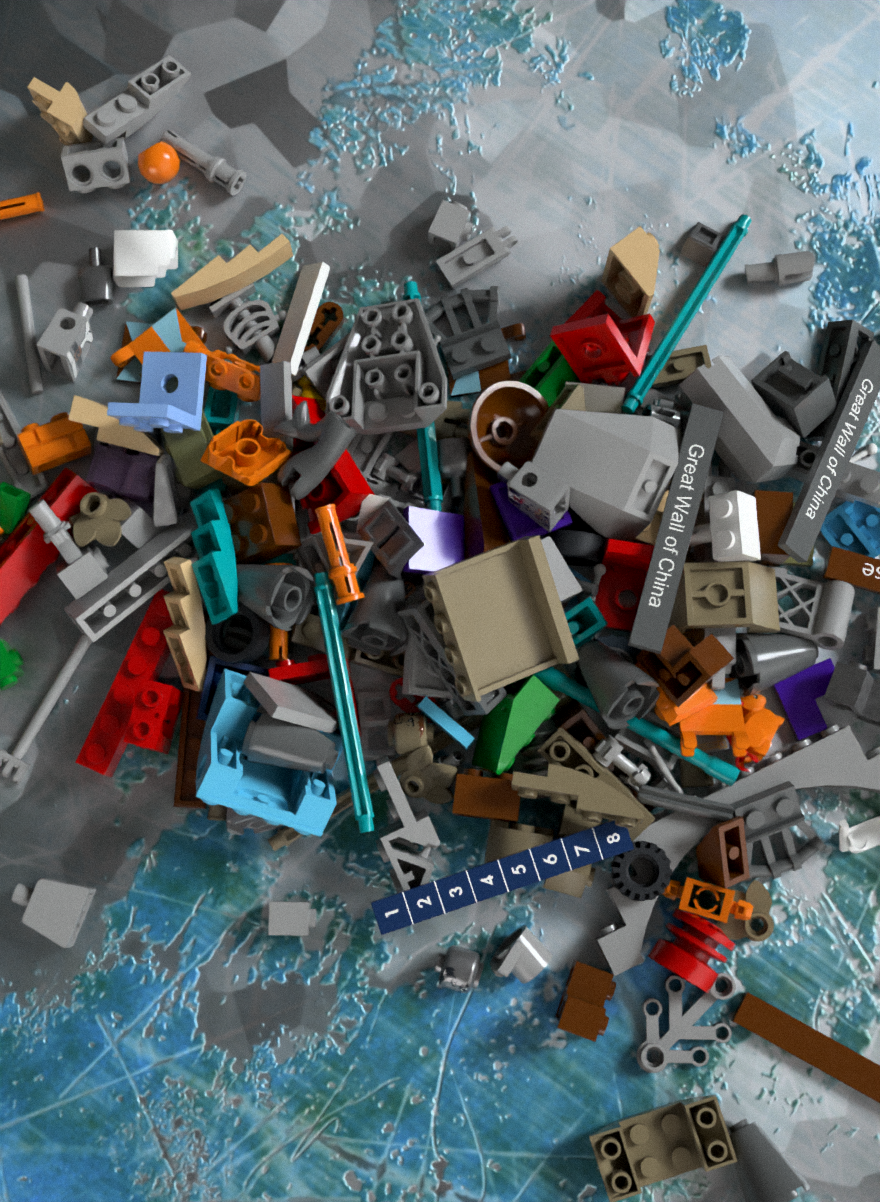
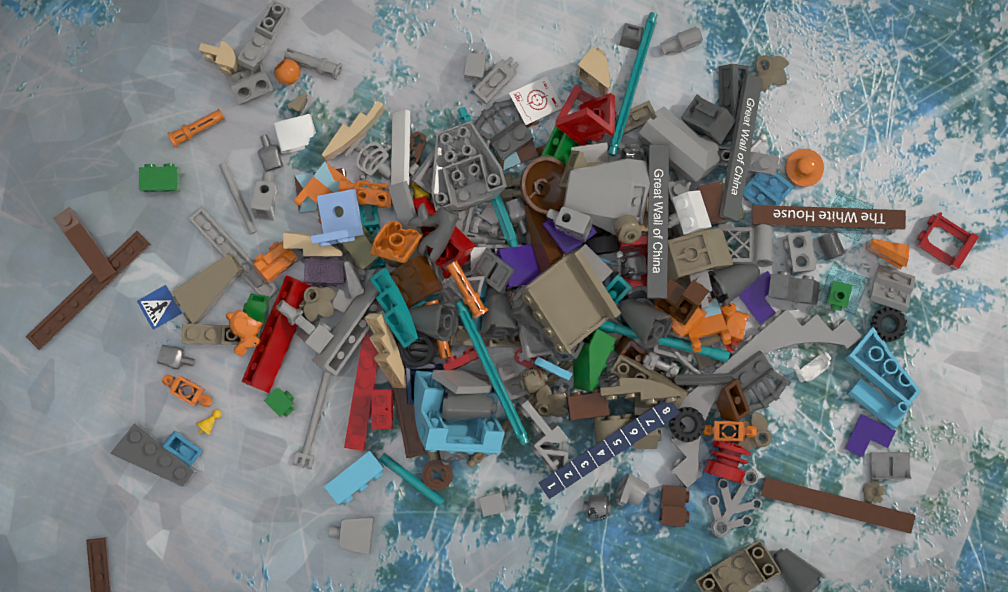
camera: 15 degrees left, 5 degrees up
(81, 817) = (355, 478): none -> medium azure brick
(162, 214) = (299, 103): none -> dark tan slope
(172, 843) = (411, 479): none -> teal piece
(210, 861) = (428, 474): none -> reddish brown gear
(529, 301) = (536, 100): none -> white sticker
(618, 592) = (633, 265): none -> flat silver head
(624, 525) = (627, 229): none -> dark tan head

